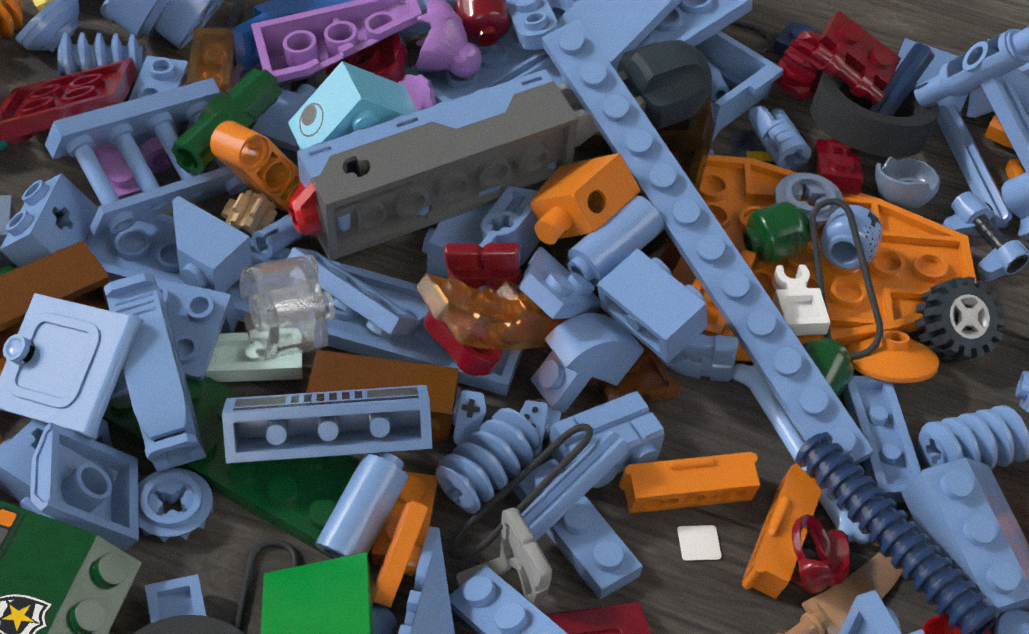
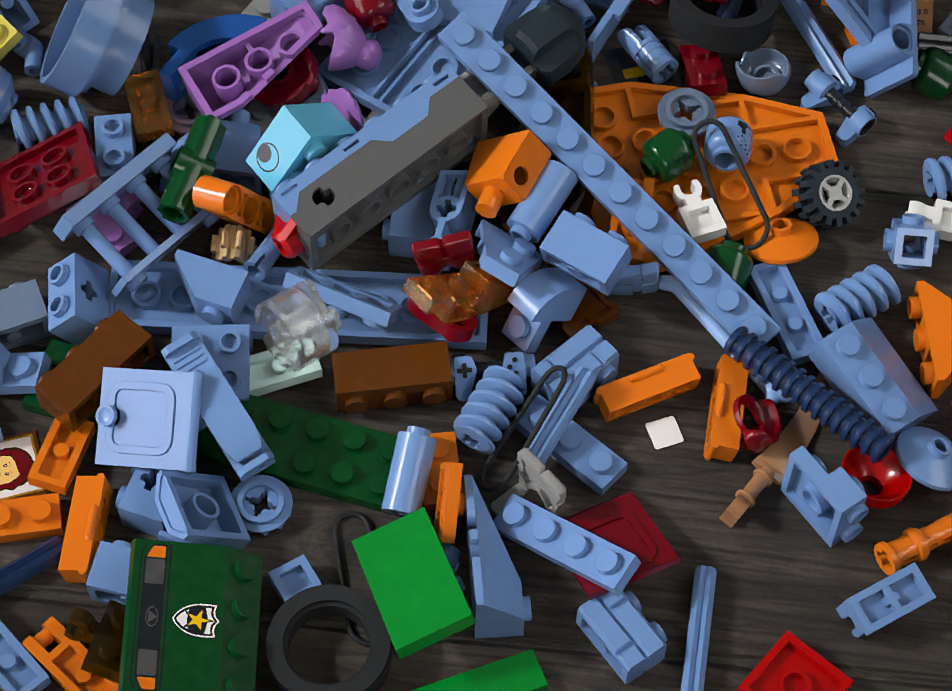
camera: 10 degrees left, 10 degrees up
(326, 423) = (365, 415): medium blue brick -> none

